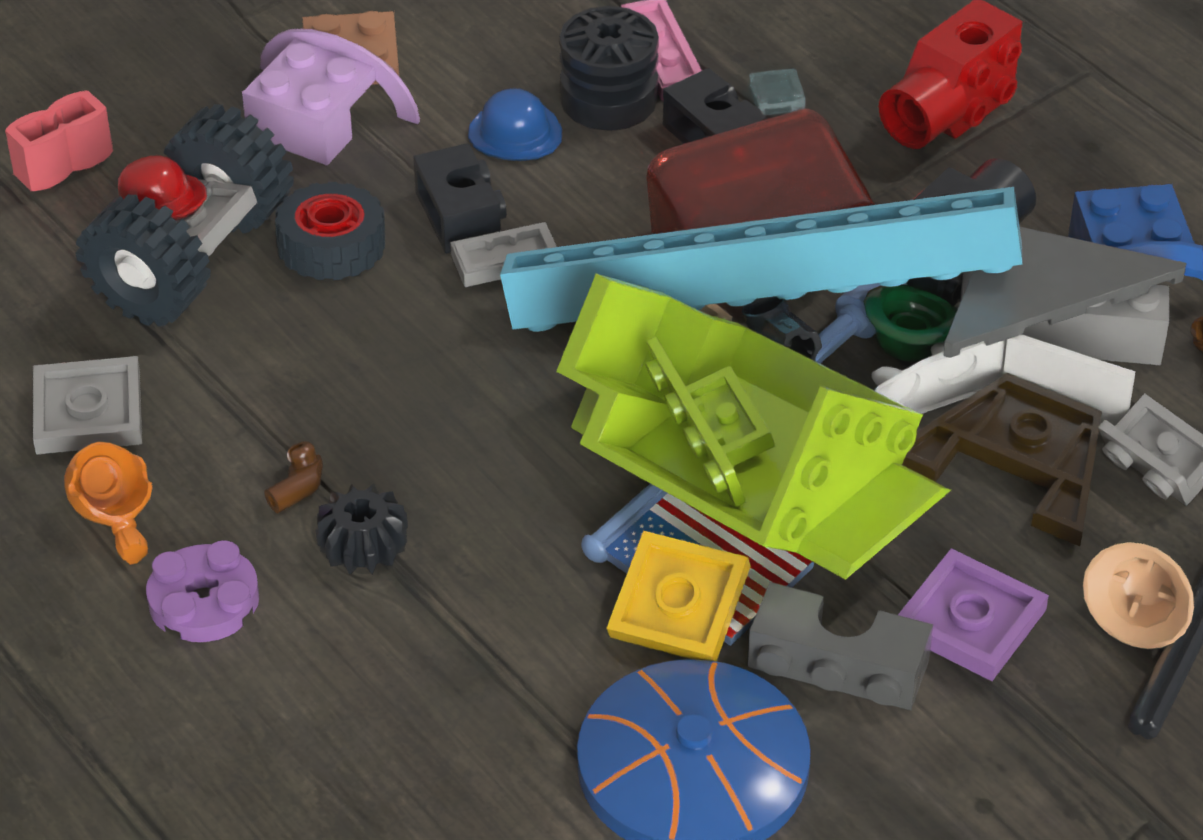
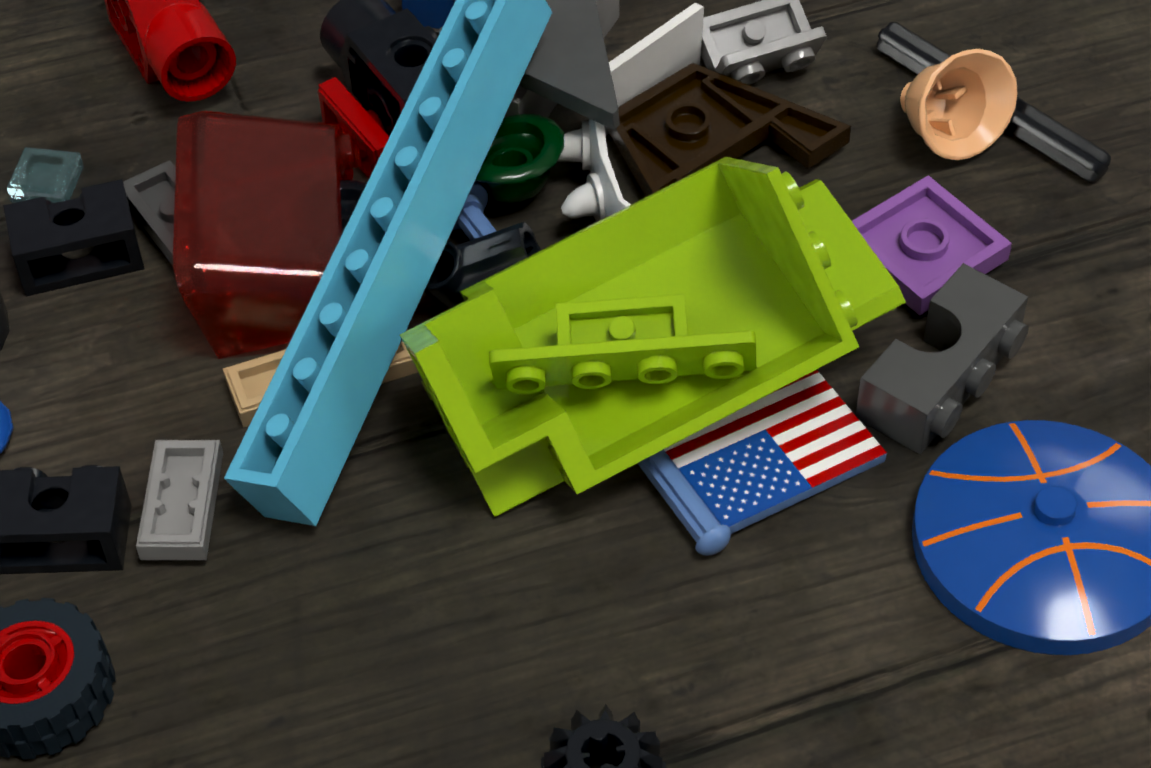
camera: 70 degrees left, 5 degrees up
(678, 597) = (836, 473): yellow plate -> none

